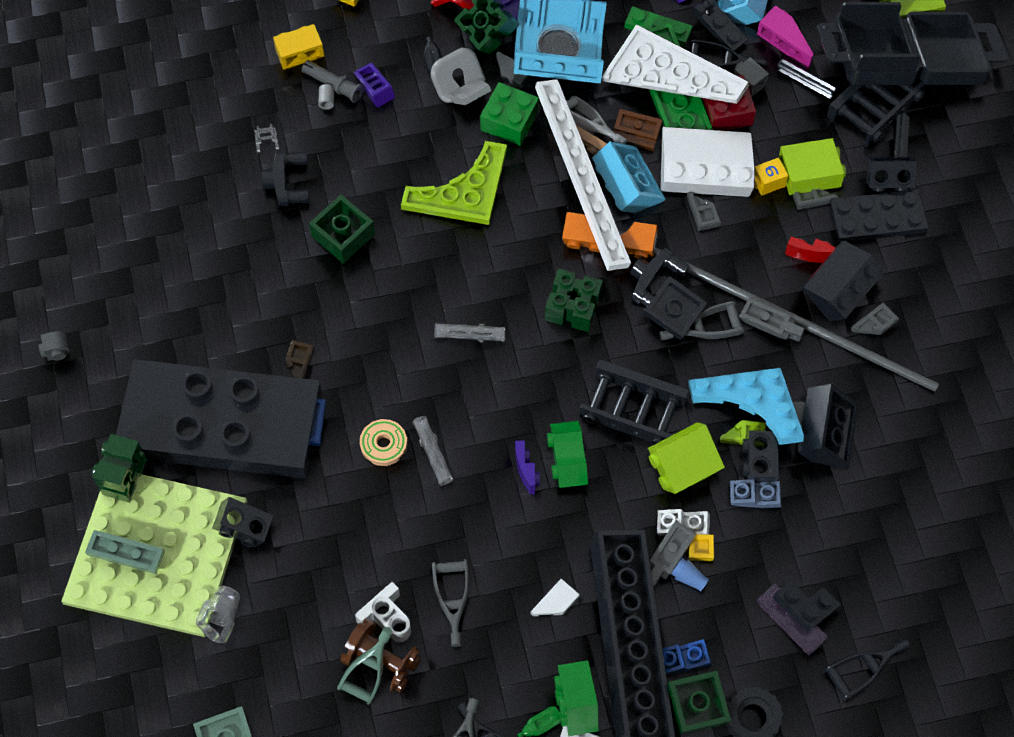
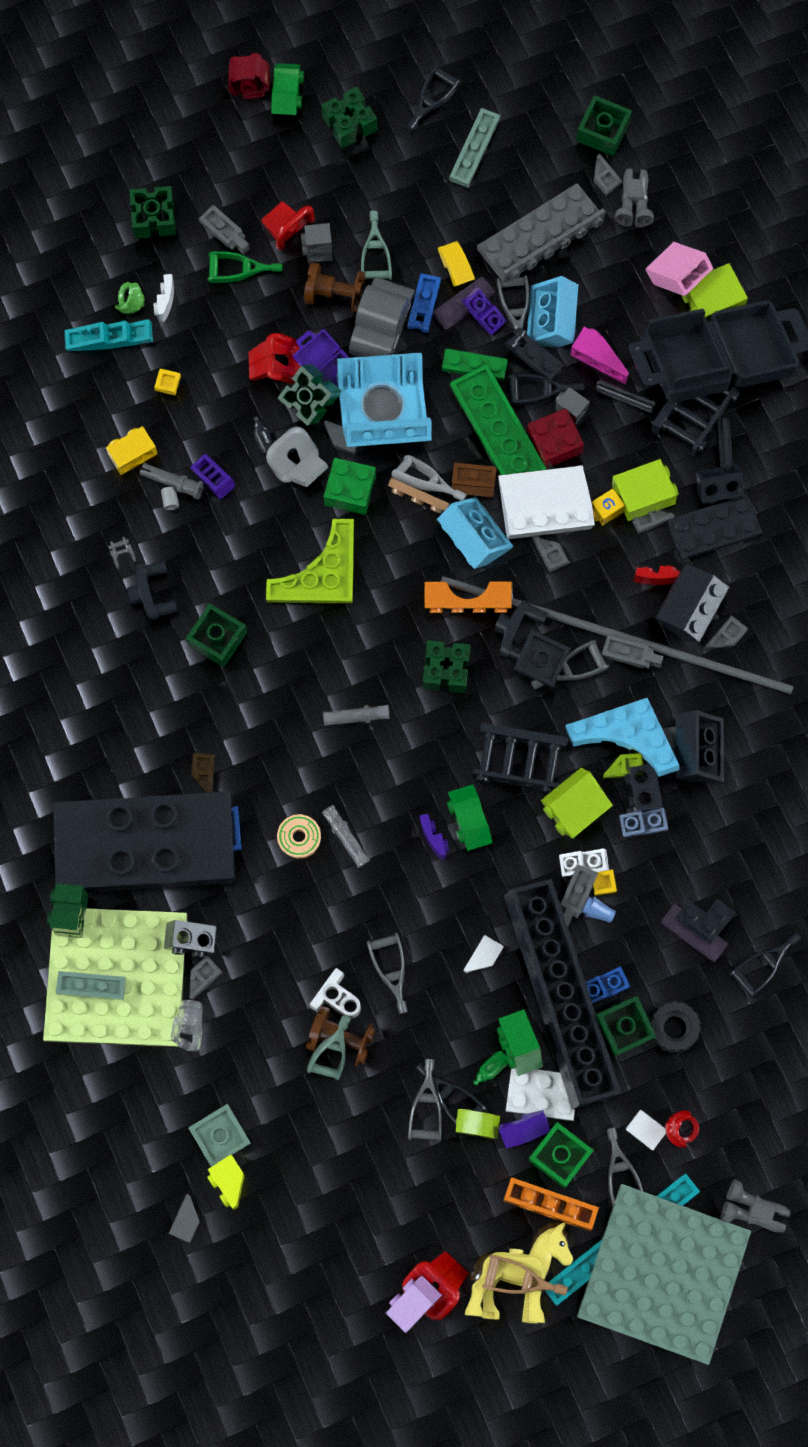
camera: 10 degrees left, 10 degrees up
(248, 567) = (202, 976): none -> dark grey tile
(582, 175) = (432, 542): white plate -> none
(663, 66) = (485, 413): white wing -> none

